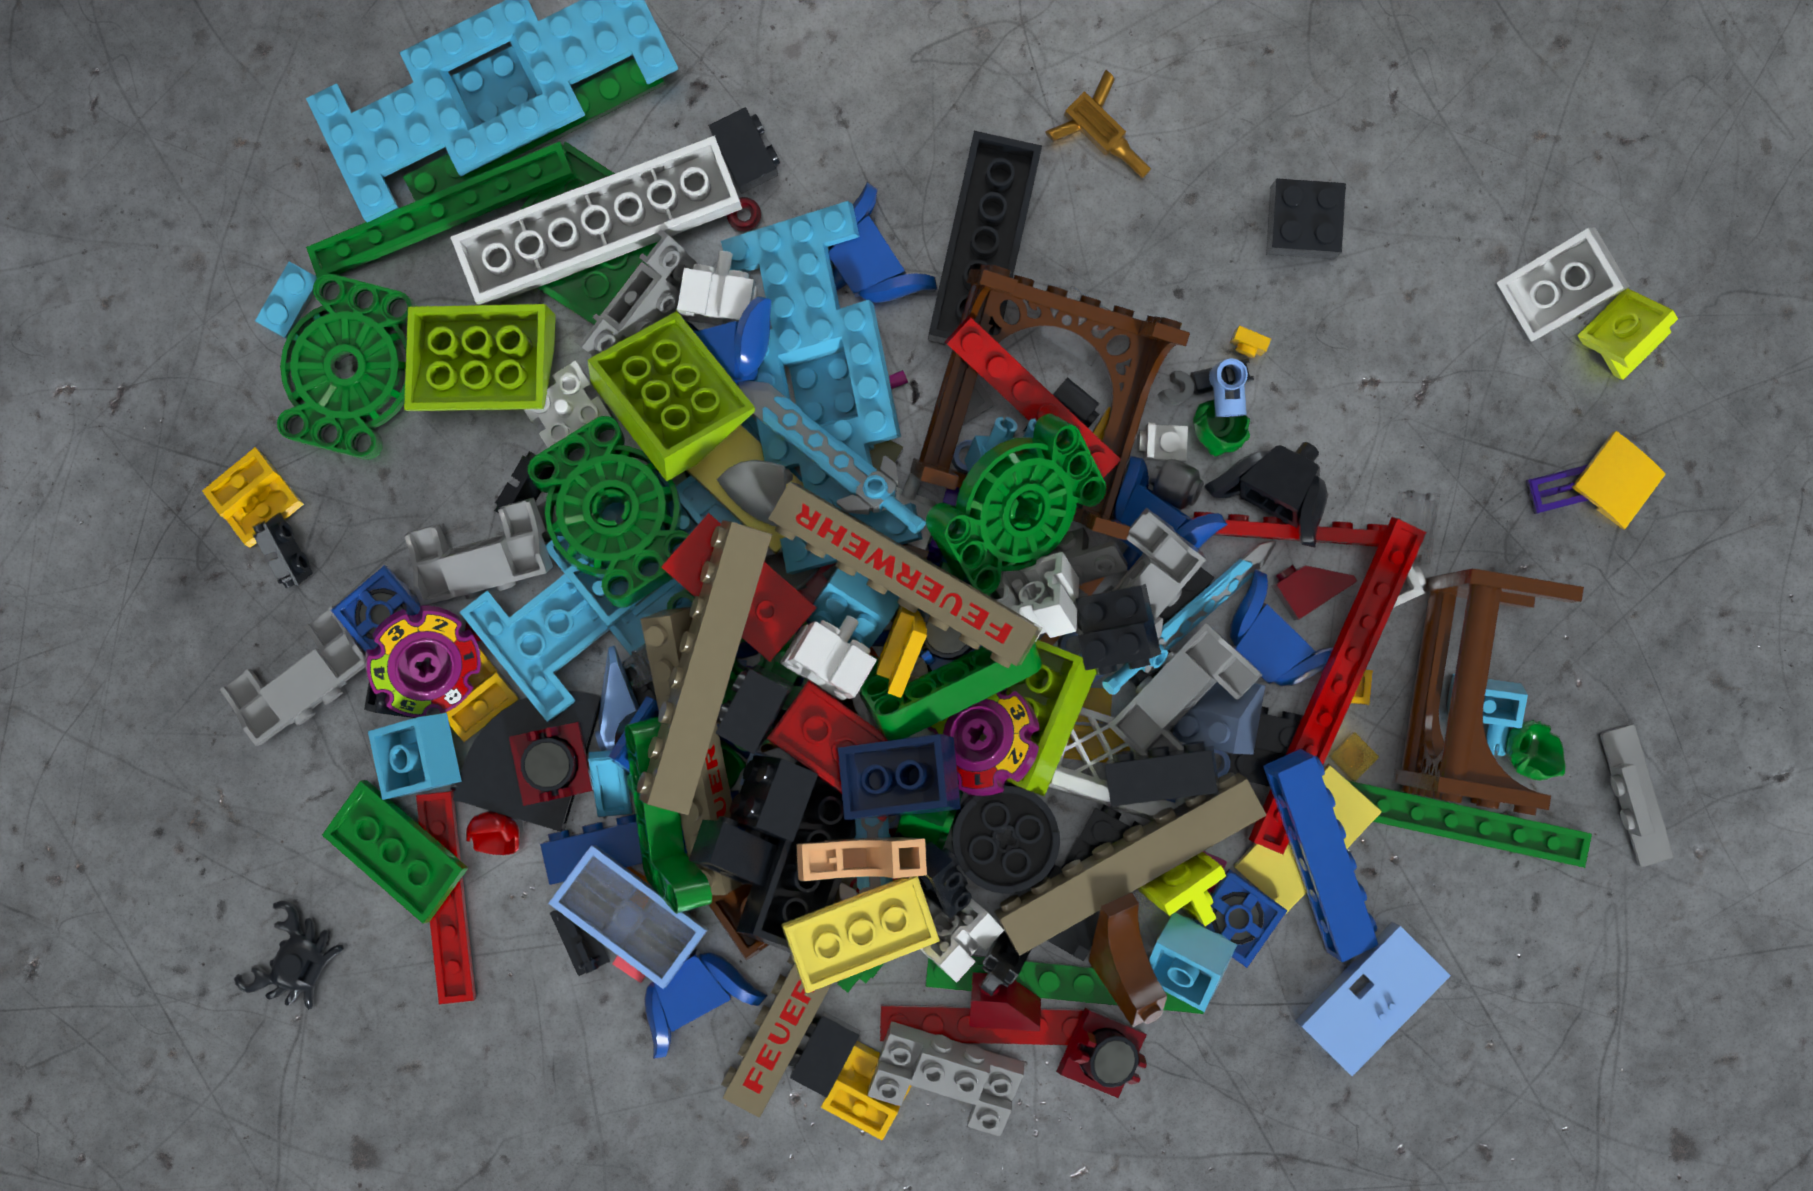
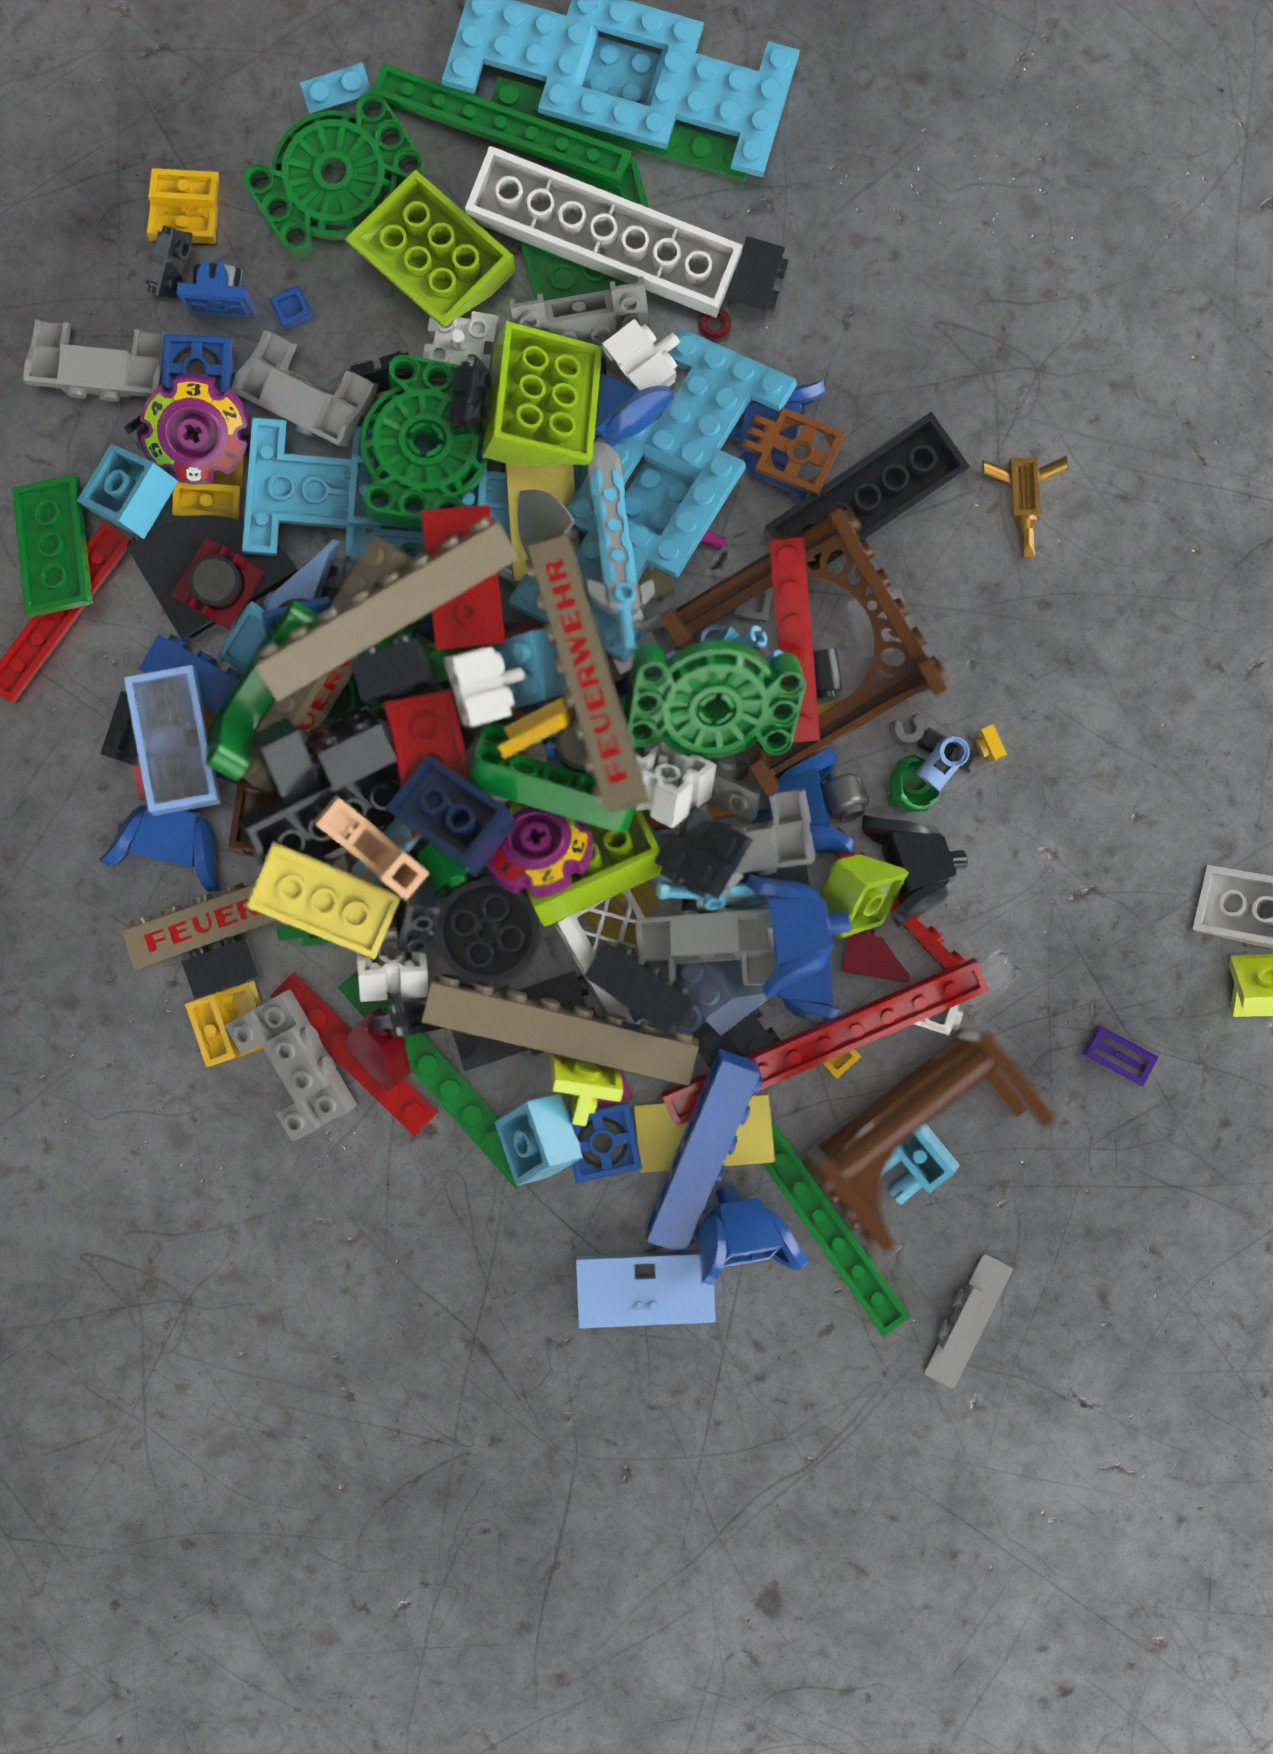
camera: 40 degrees right, 0 degrees up
(341, 539) = (216, 291): none -> blue piece
(407, 499) = (291, 307): none -> blue tile
(493, 833) = (133, 598): red hair -> none
(606, 430) = (473, 382): none -> black hinge
(870, 264) = (771, 438): none -> dark orange piece
(1103, 1053) = (418, 1151): piece -> none
(1123, 963) = (491, 1096): reddish brown arch -> none
(1163, 442) = (863, 759): white bracket -> none
(1243, 618) = (800, 930): none -> blue torso
(1260, 551) = (864, 889): none -> lime slope
(1306, 218) = (1111, 692): black brick -> none
(1353, 756) = (791, 1106): clear yellow plate -> none
(1409, 888) = (743, 1234): none -> blue torso
(1536, 751) = (924, 1221): green hair -> none
(1619, 479) = (1164, 1085): yellow slope -> none

